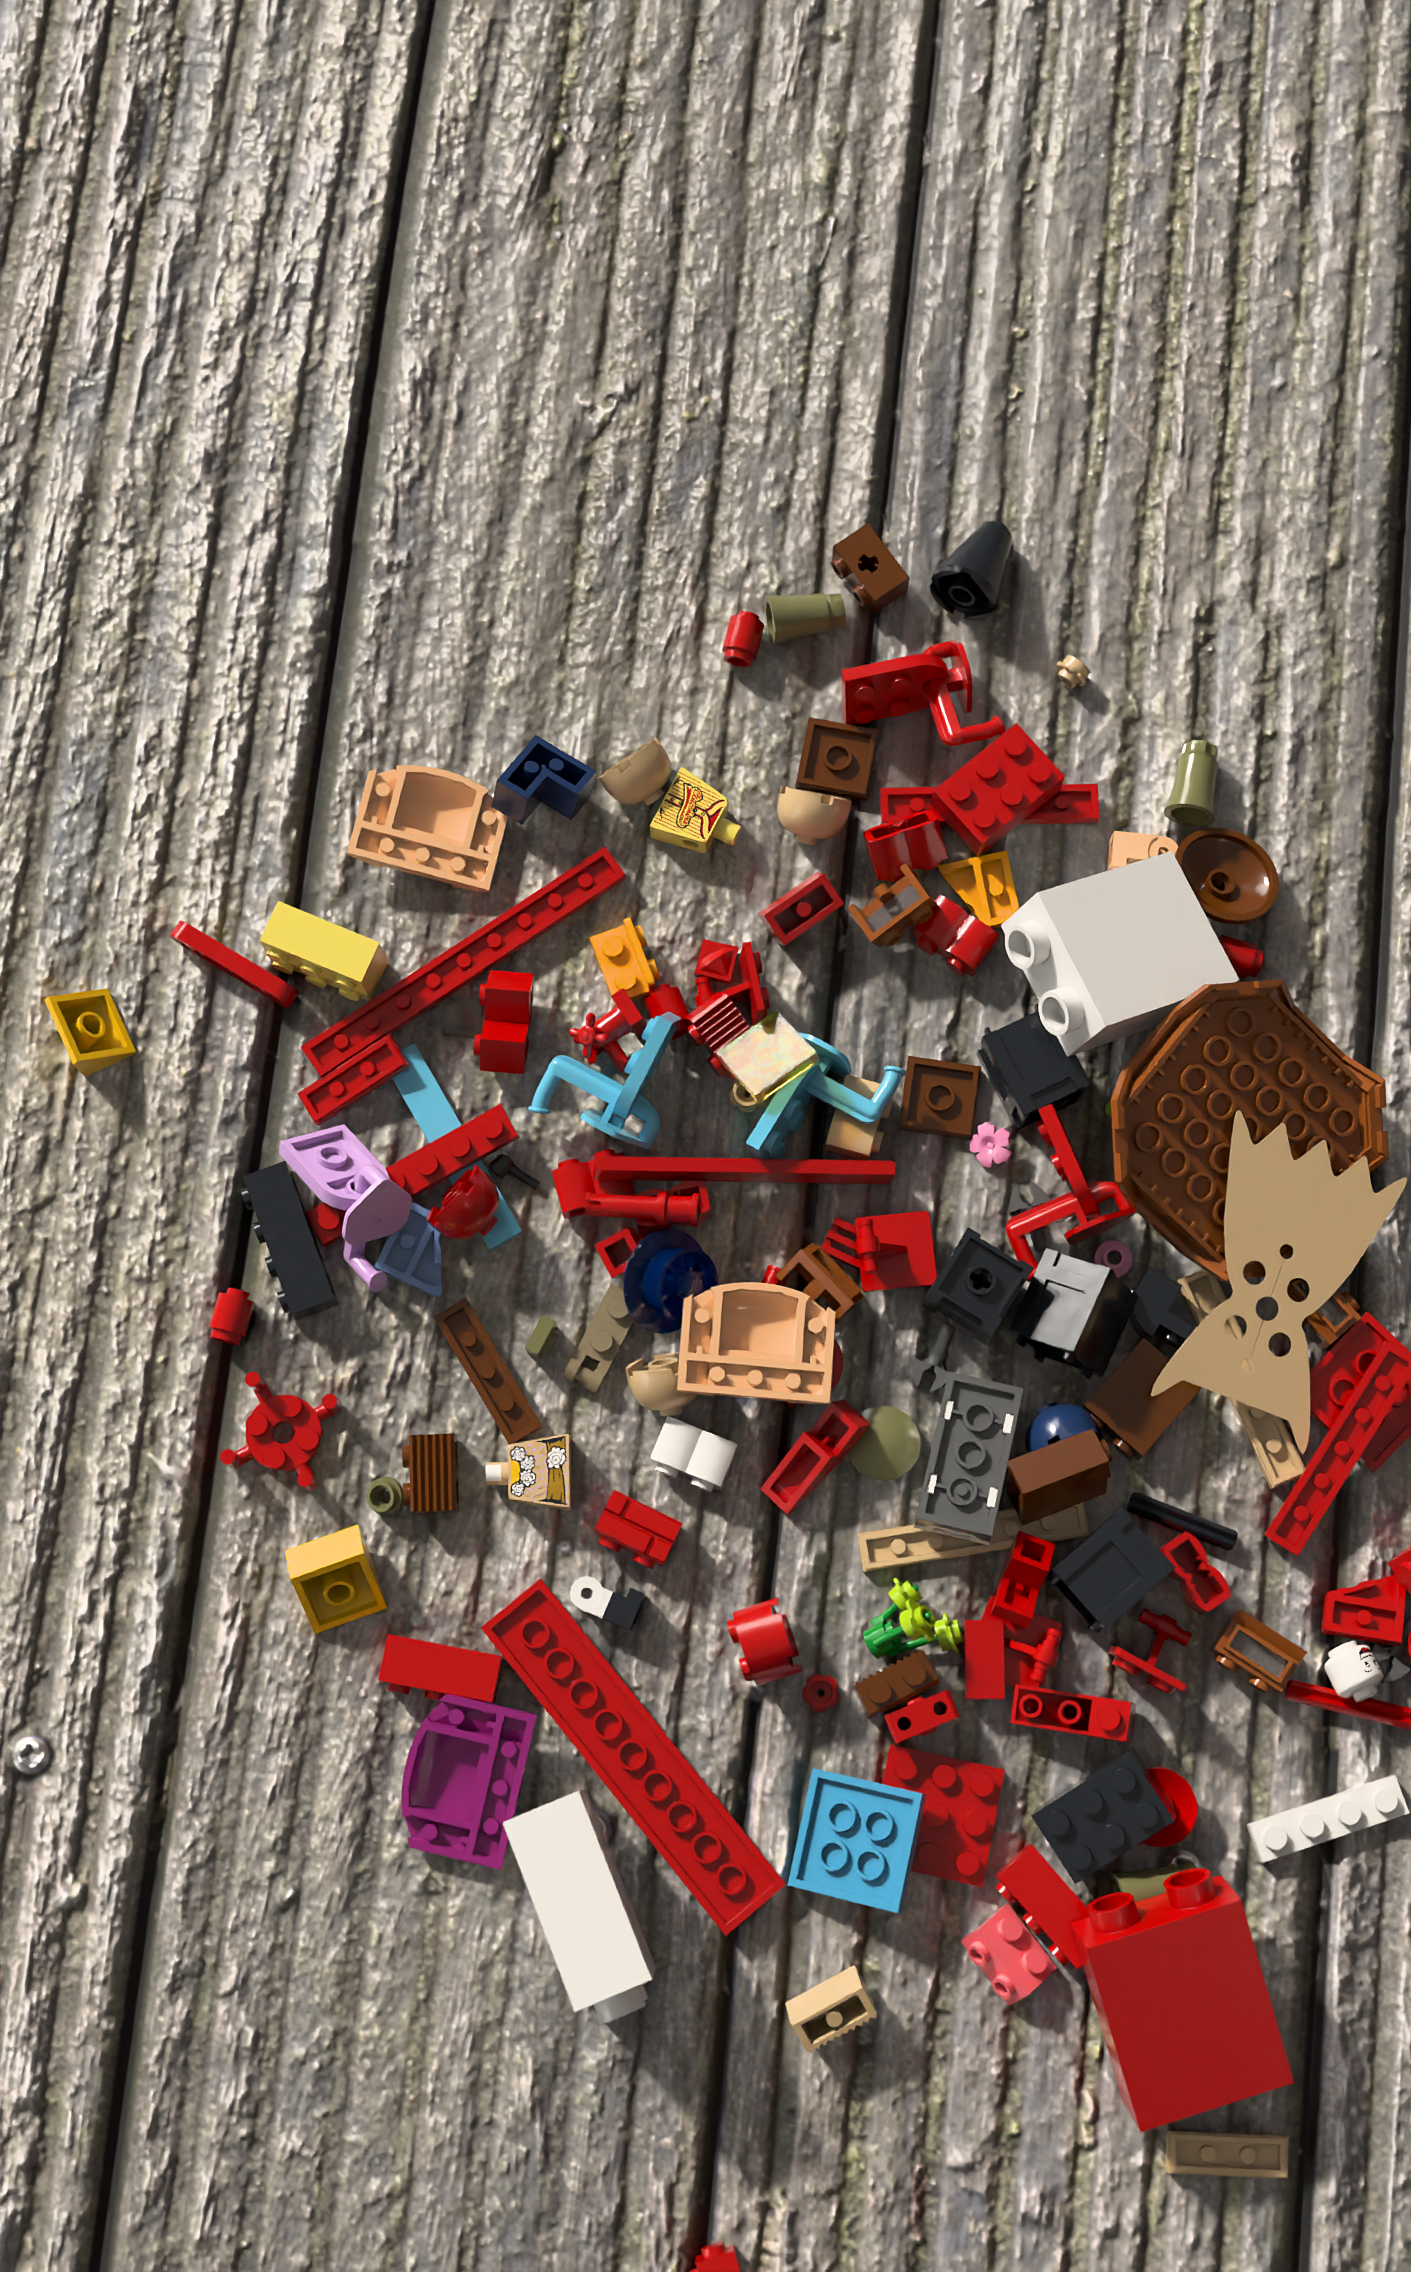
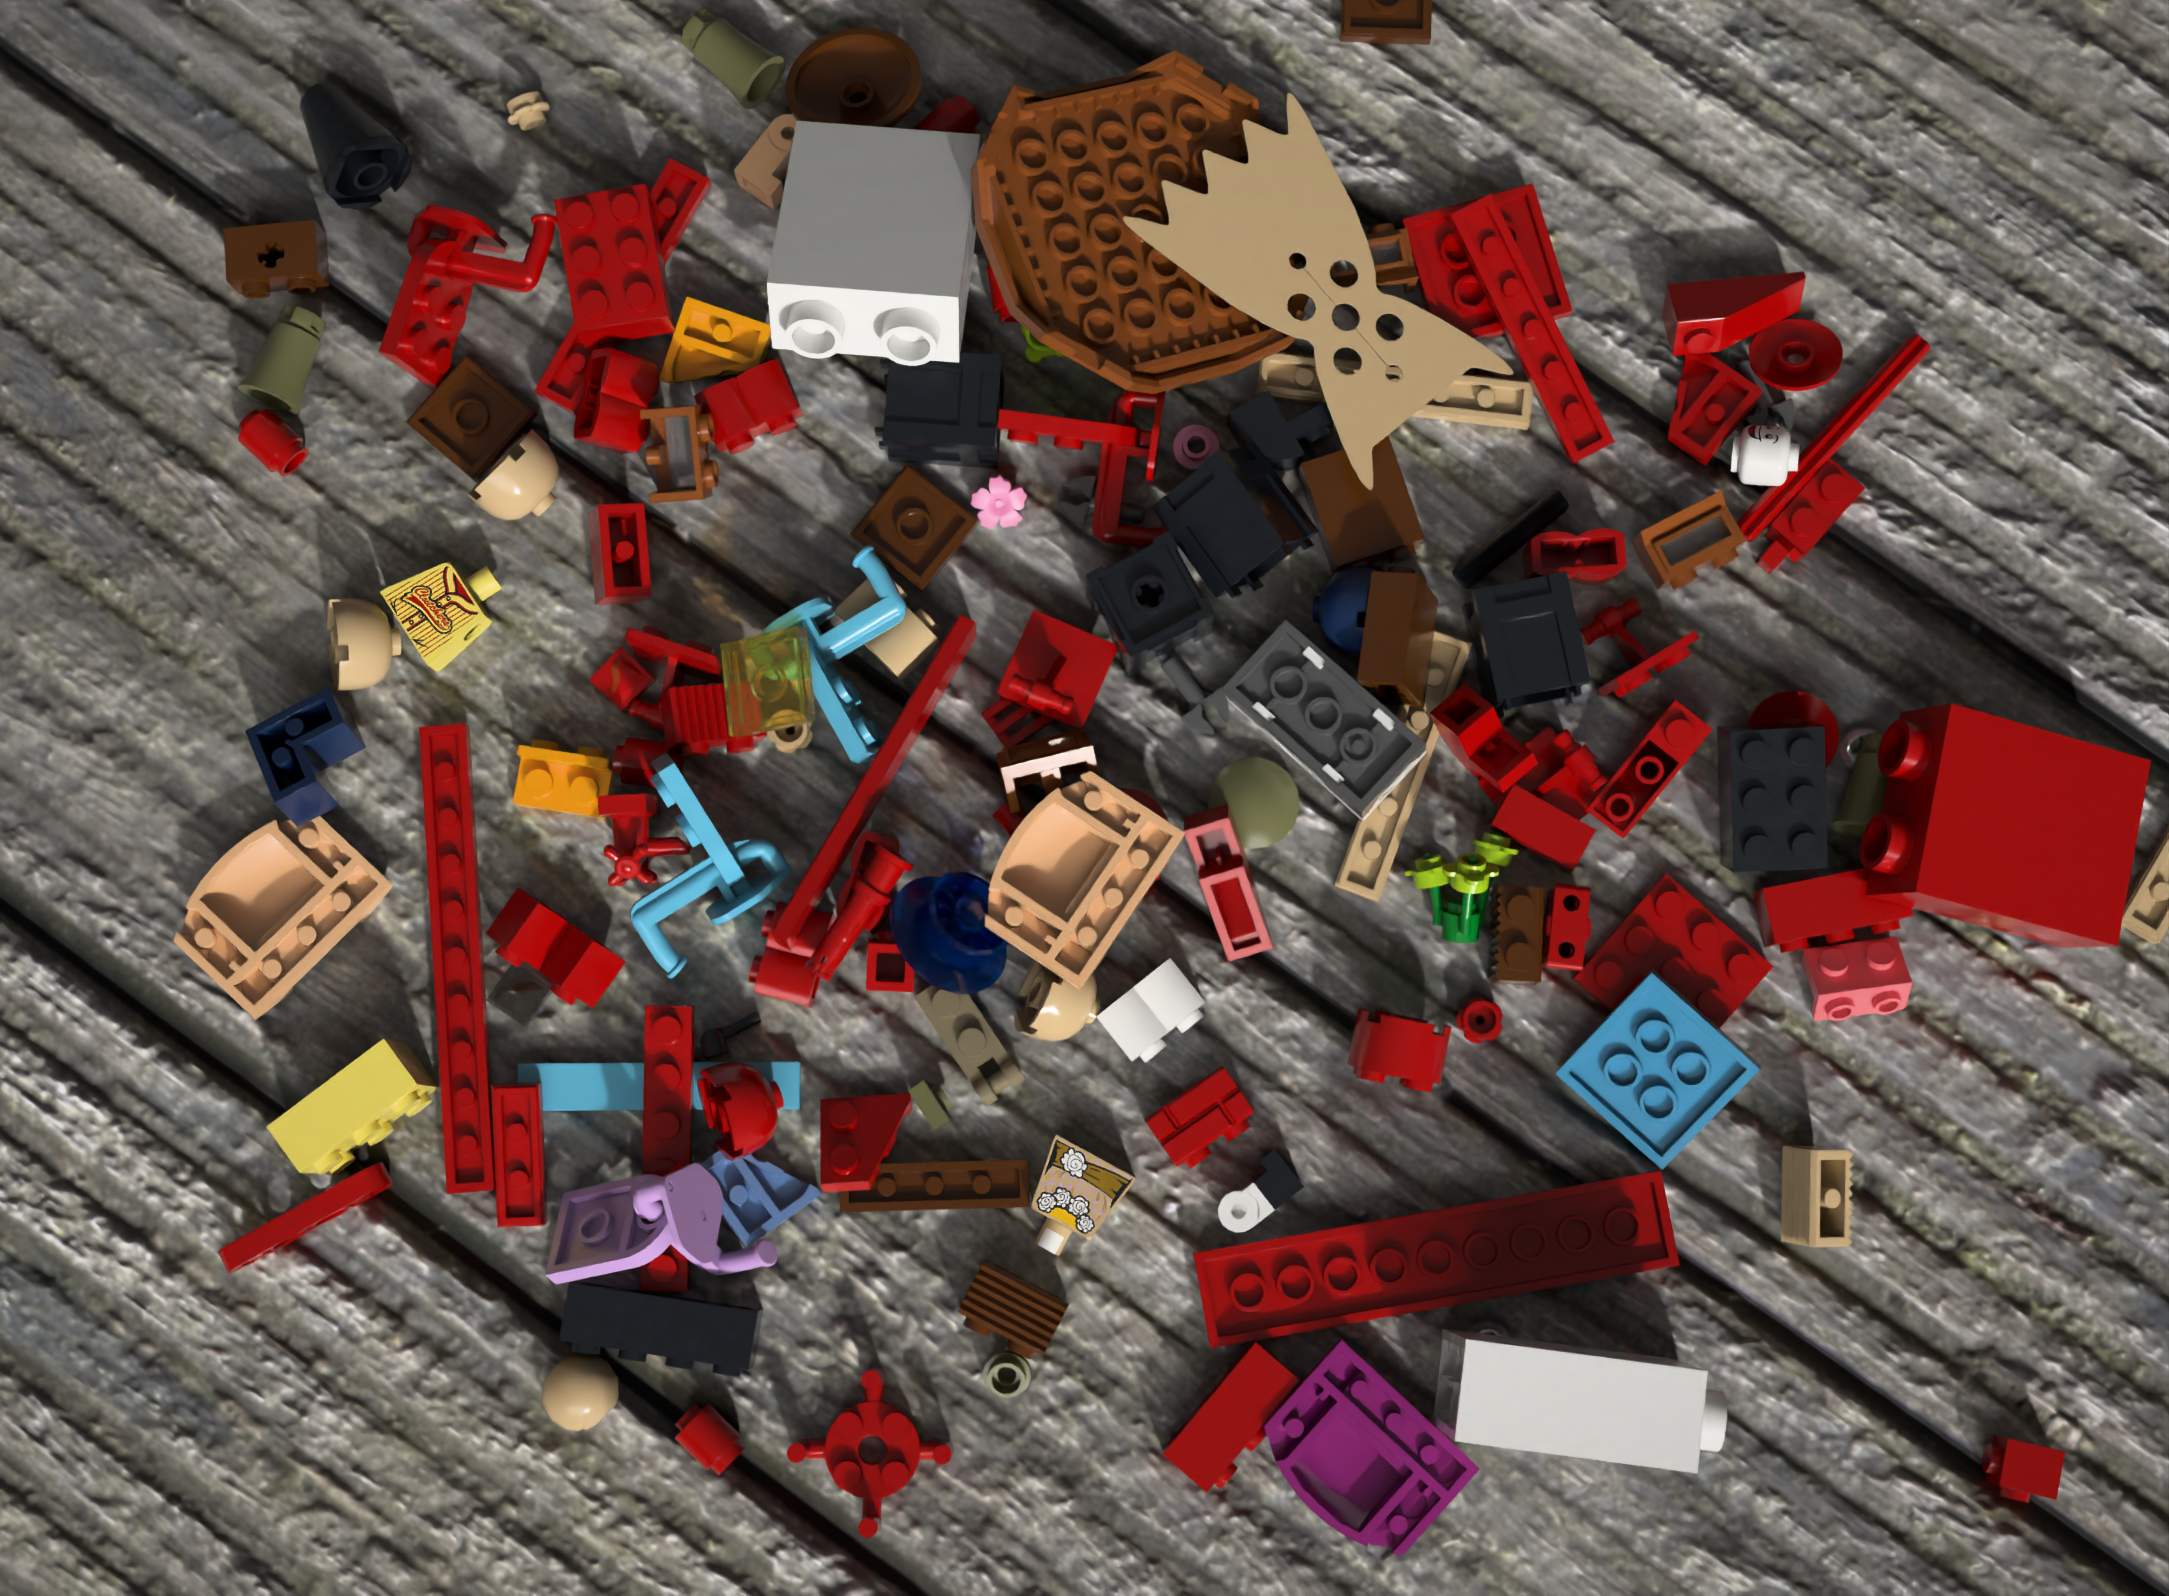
camera: 60 degrees left, 5 degrees up
(90, 1029) = (284, 1422): yellow slope -> none
(216, 1212) = (580, 1391): none -> tan hair
(335, 1579) = (1067, 1479): yellow slope -> none
(490, 1300) = (857, 1137): none -> red wing
(1327, 1818) = (1894, 572): white plate -> none
(1331, 1731) = (1809, 515): none -> red hinge

